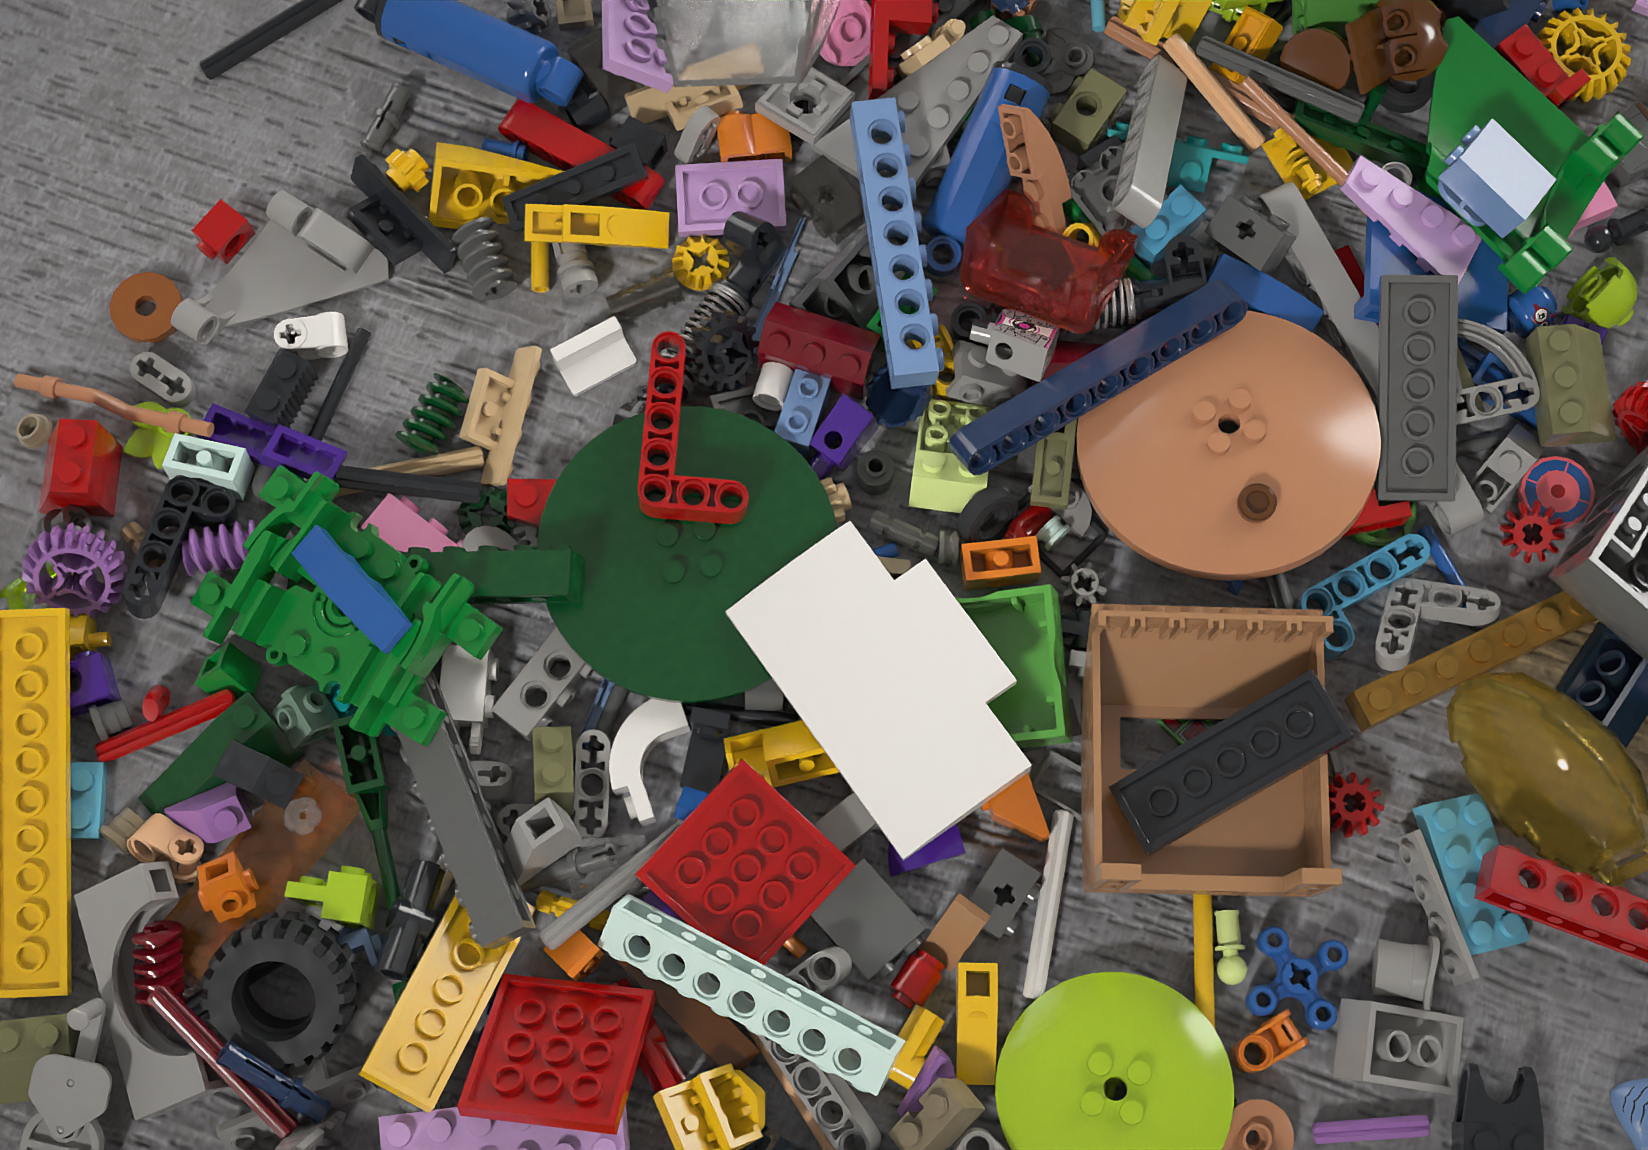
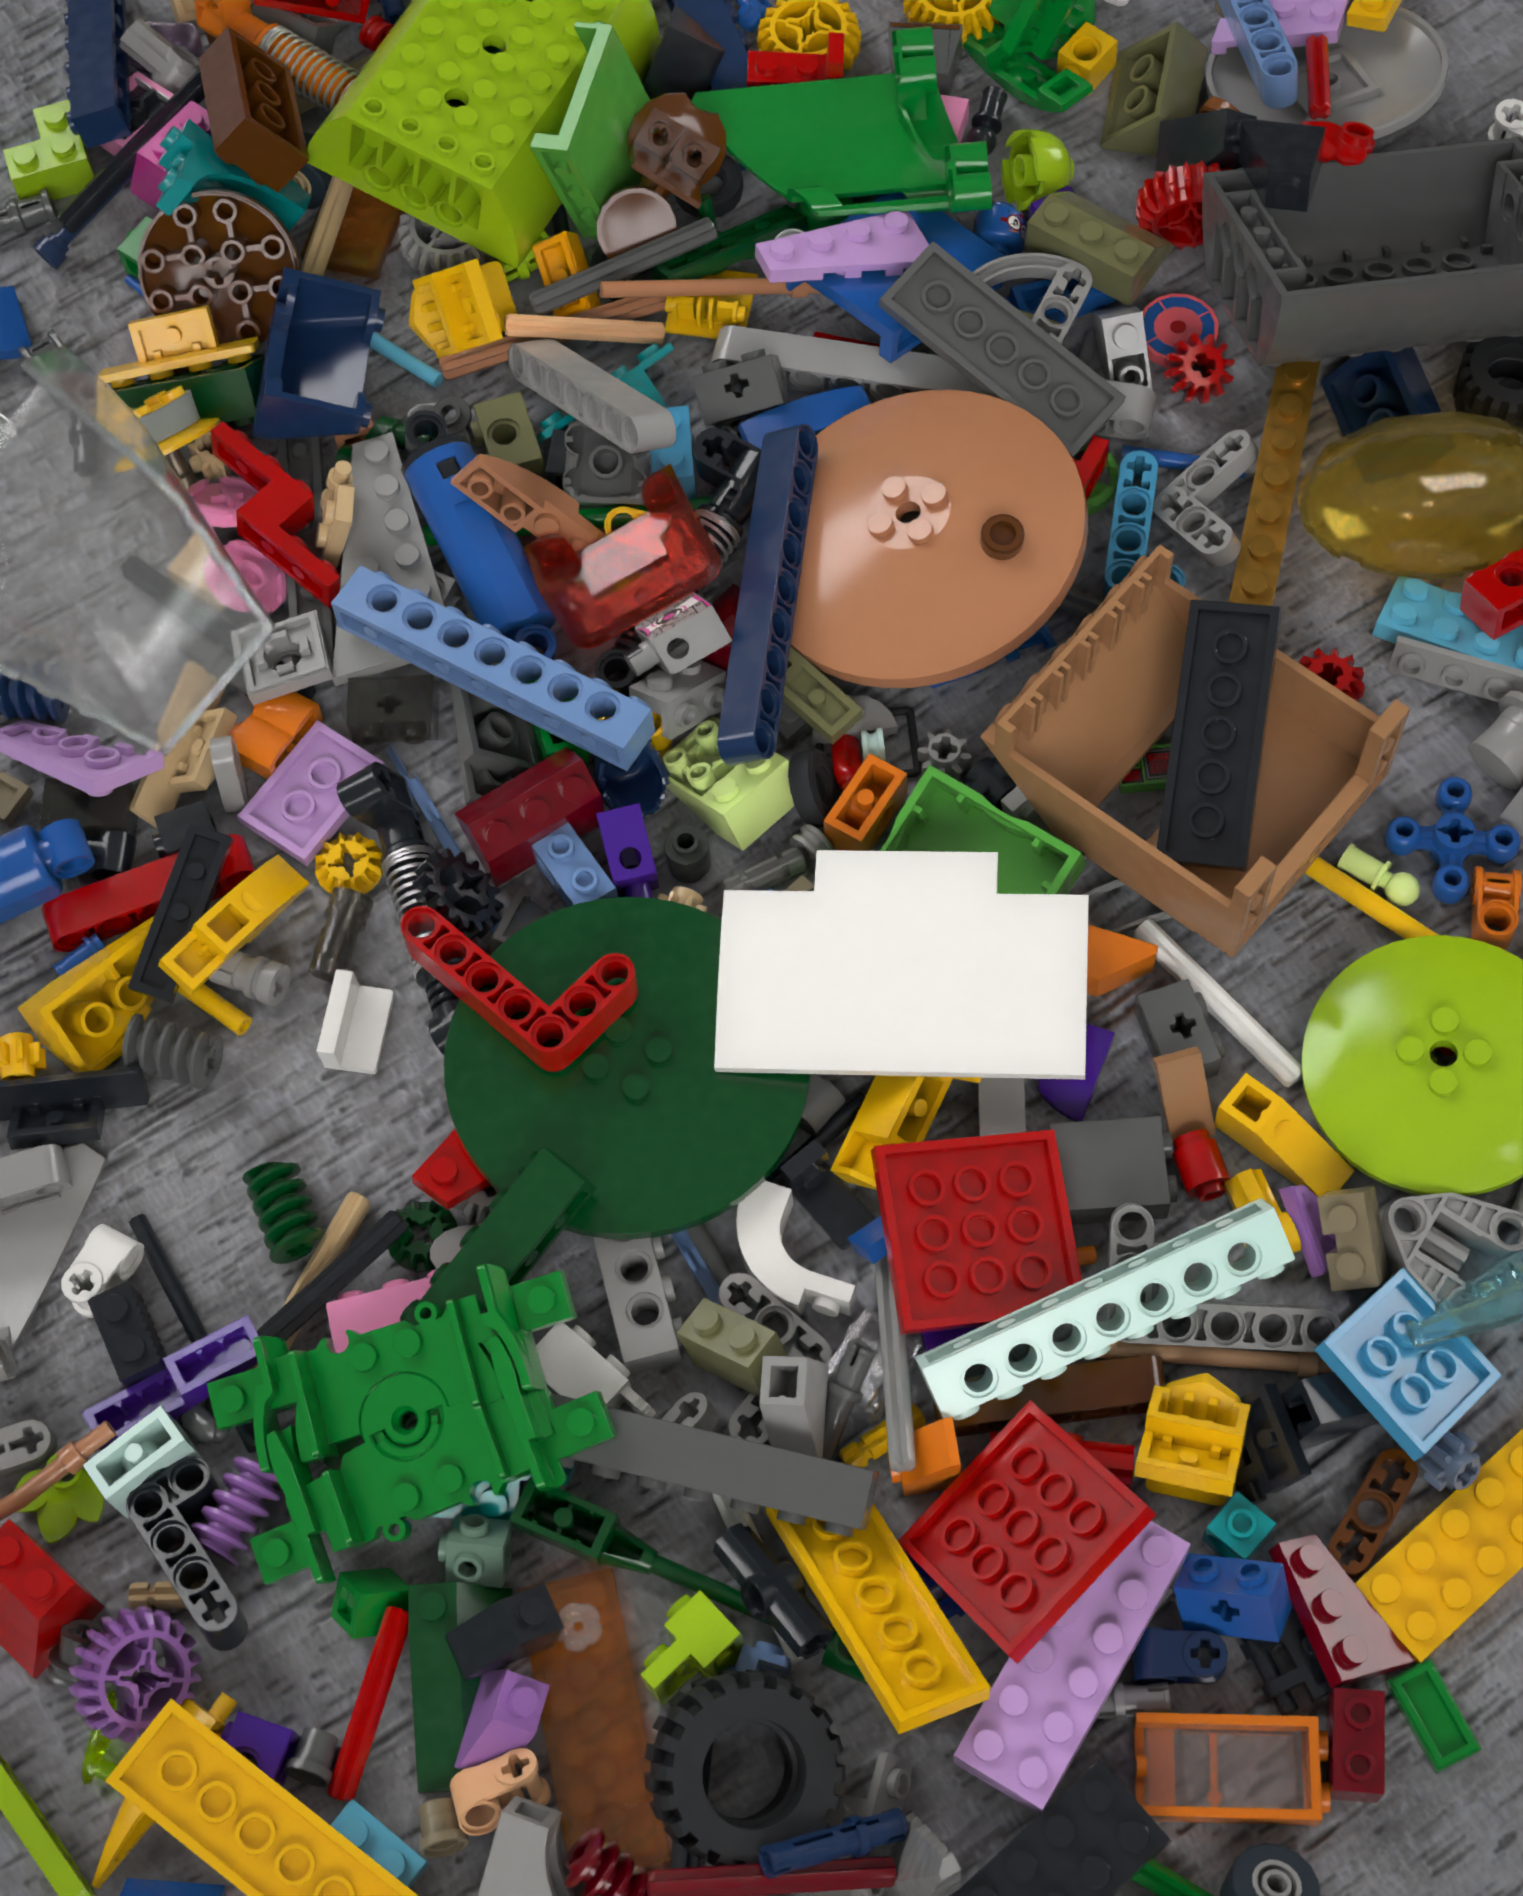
camera: 45 degrees left, 10 degrees down
(156, 702) = (337, 1695): red piece -> none
(226, 887) = (593, 1750): orange brick -> none
(352, 589) = (404, 1382): blue slope -> none
(498, 411) = (335, 1147): tan bracket -> none
(772, 386) = (528, 880): white beam -> none
(1493, 179) = (870, 160): brick -> none

